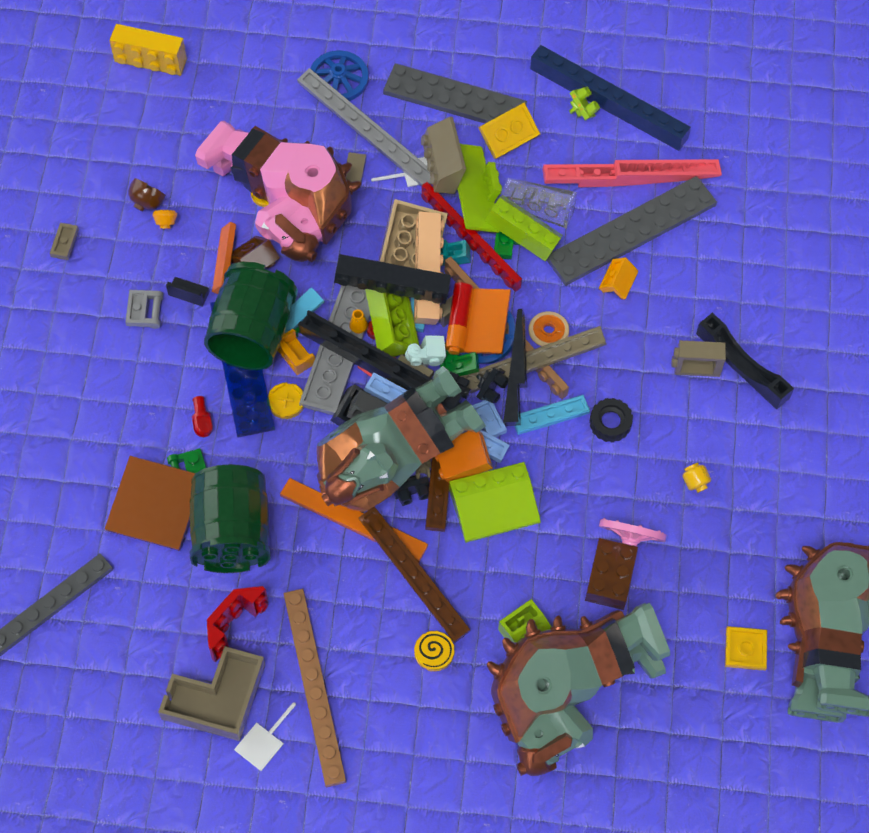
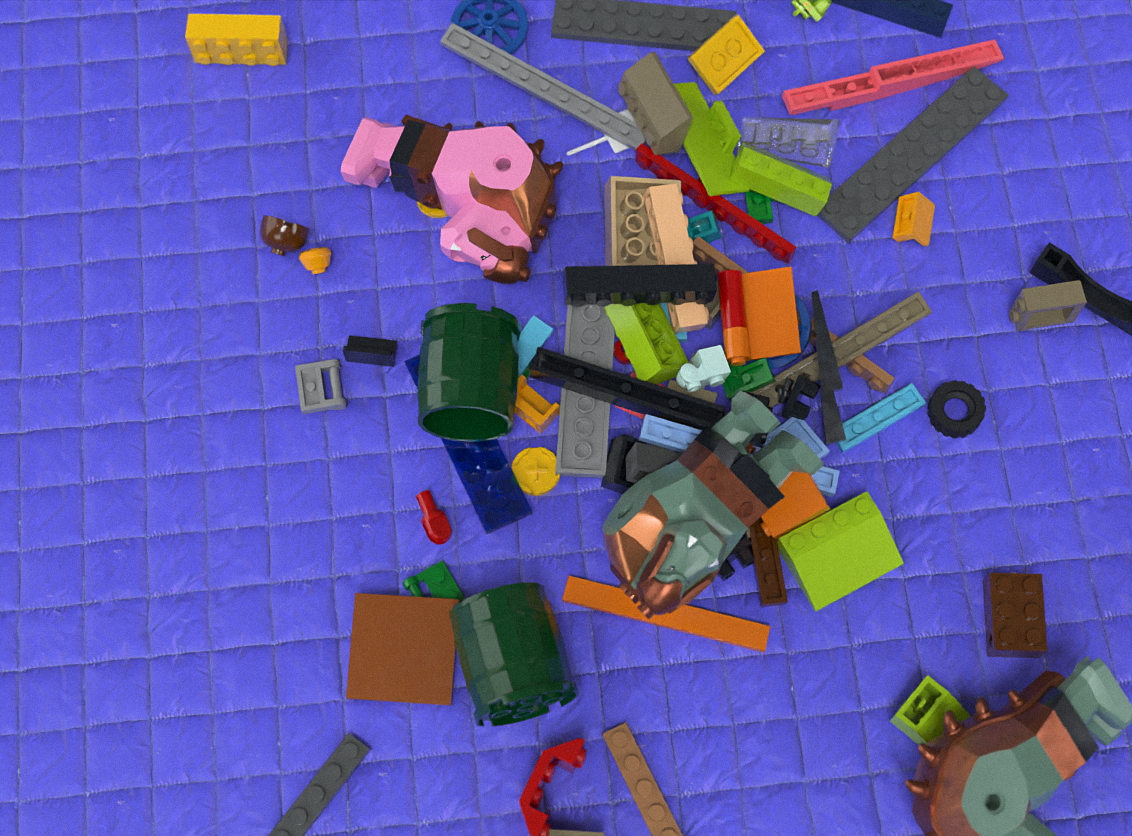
camera: 10 degrees left, 5 degrees up
(64, 241) = (192, 317): dark tan plate -> none
(224, 255) = (406, 297): orange tile -> none
(256, 250) = (444, 284): slope -> none
(358, 163) = (545, 132): dark tan tile -> none
(358, 322) = (604, 348): light orange cone -> none
(414, 574) = (766, 673): reddish brown plate -> none
(434, 651) = (816, 768): yellow tile -> none
(544, 319) = (847, 292): orange wheel -> none
(632, 534) = (1031, 560): bright pink wheel -> none
(696, 477) = (1085, 462): yellow head -> none

